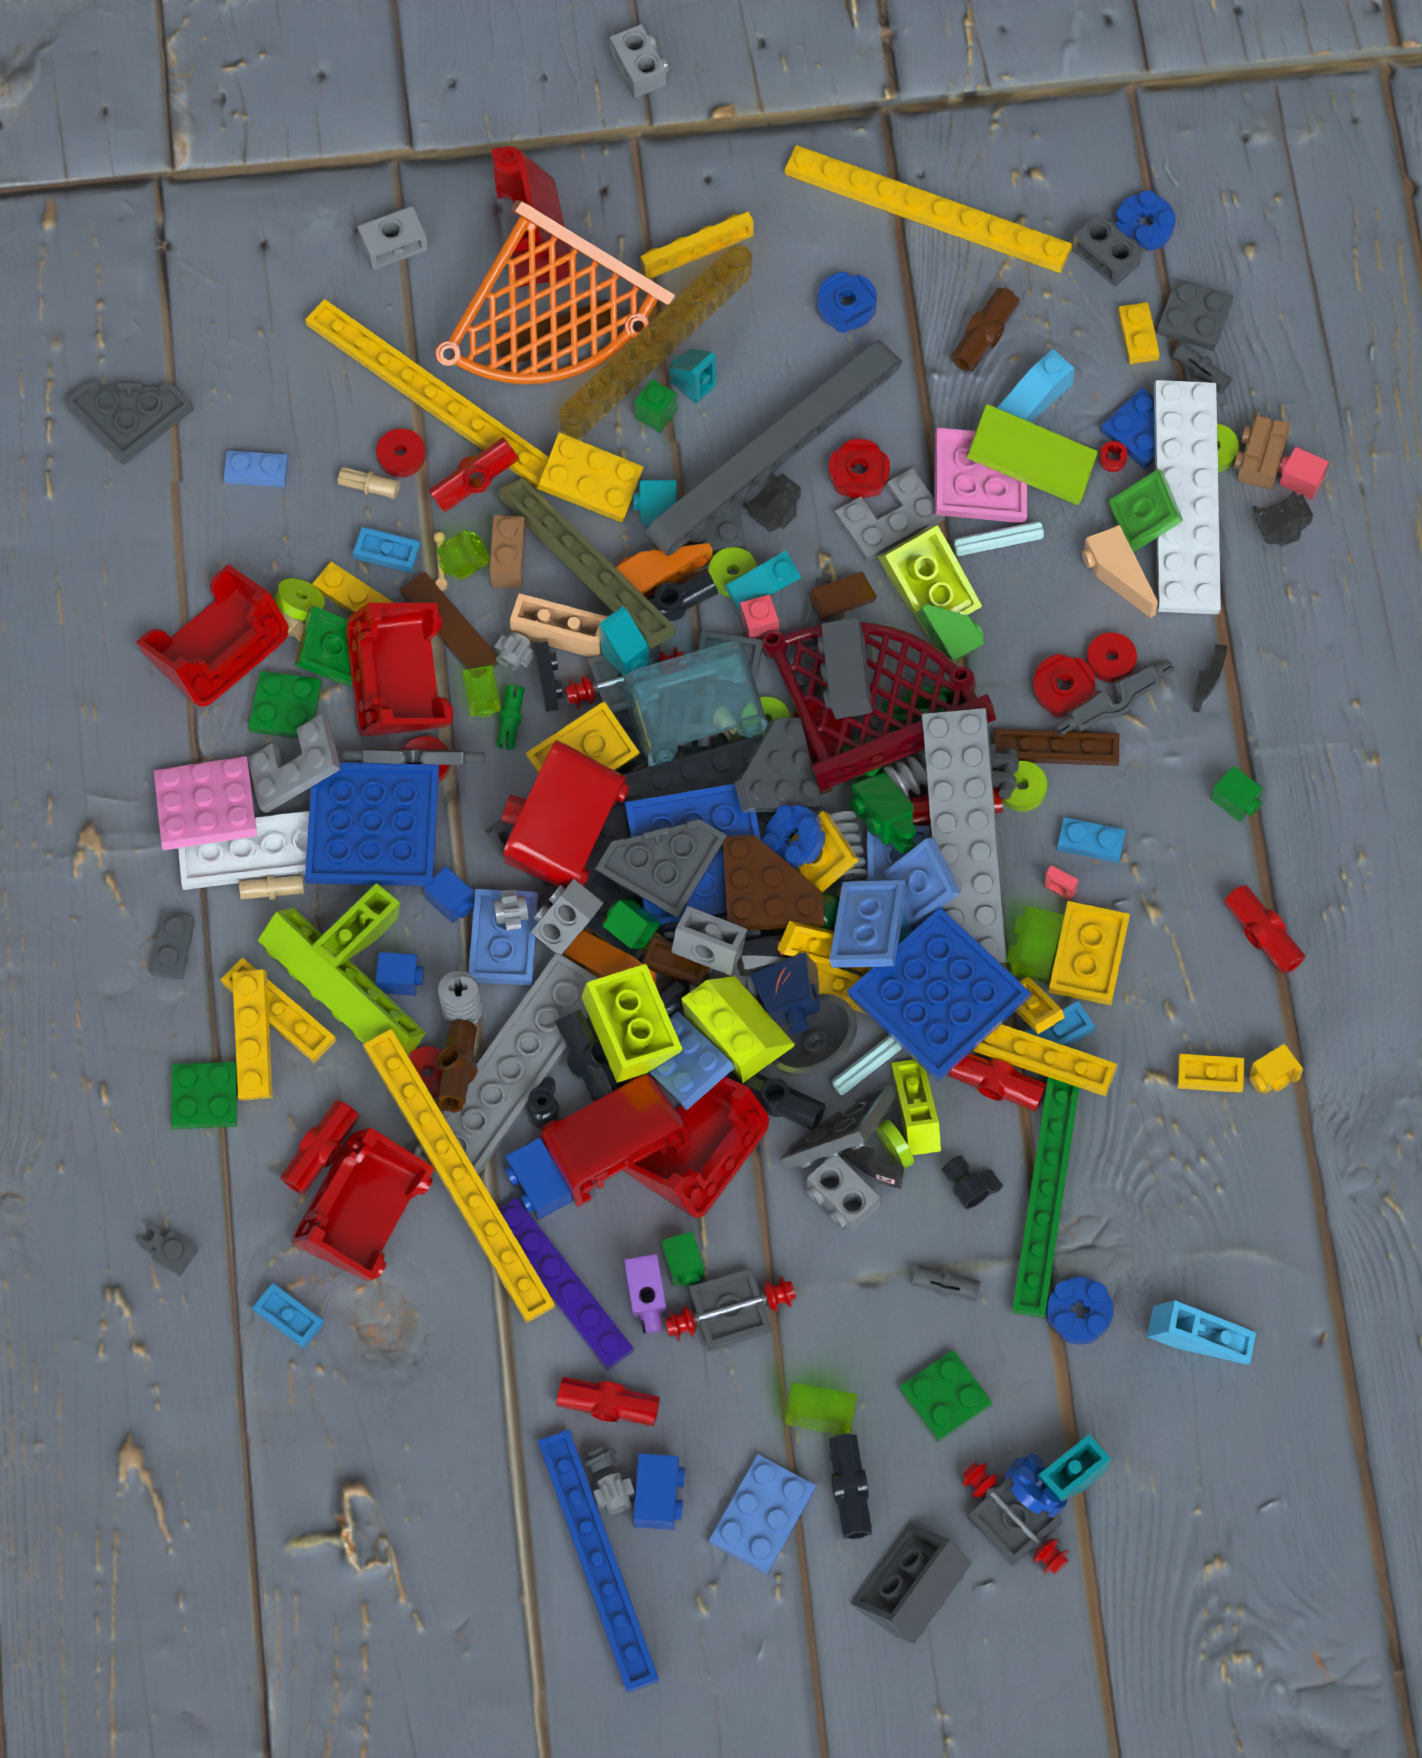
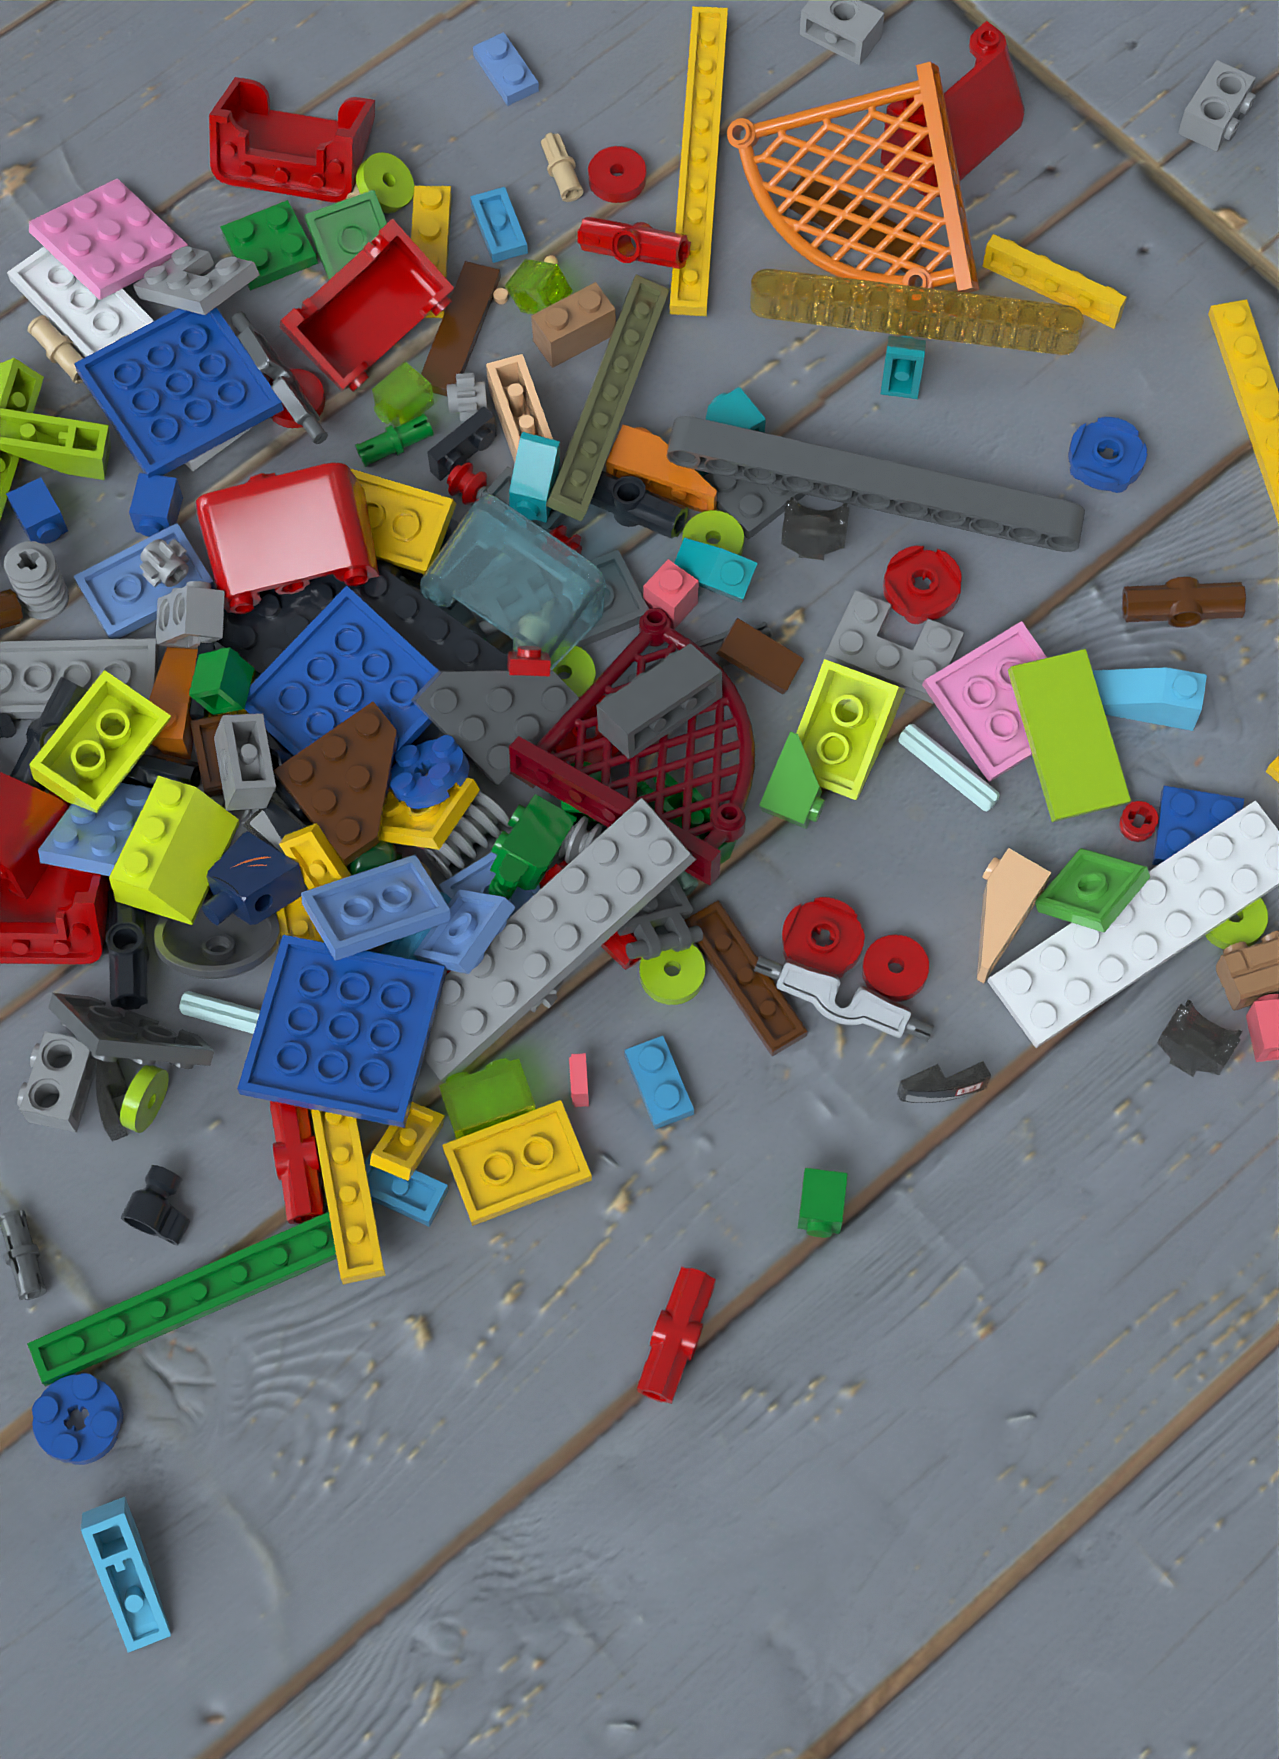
camera: 55 degrees right, 0 degrees up
(590, 477) = (713, 344): yellow plate -> none
(656, 405) = (841, 354): green brick -> none
(663, 863) = (302, 665): dark grey plate -> none
(767, 726) = (529, 662): none -> red plate
(916, 1107) = (198, 1099): neon yellow slope -> none
(1210, 1073) = (458, 1385): yellow plate -> none
(1275, 1070) = (505, 1454): yellow brick -> none

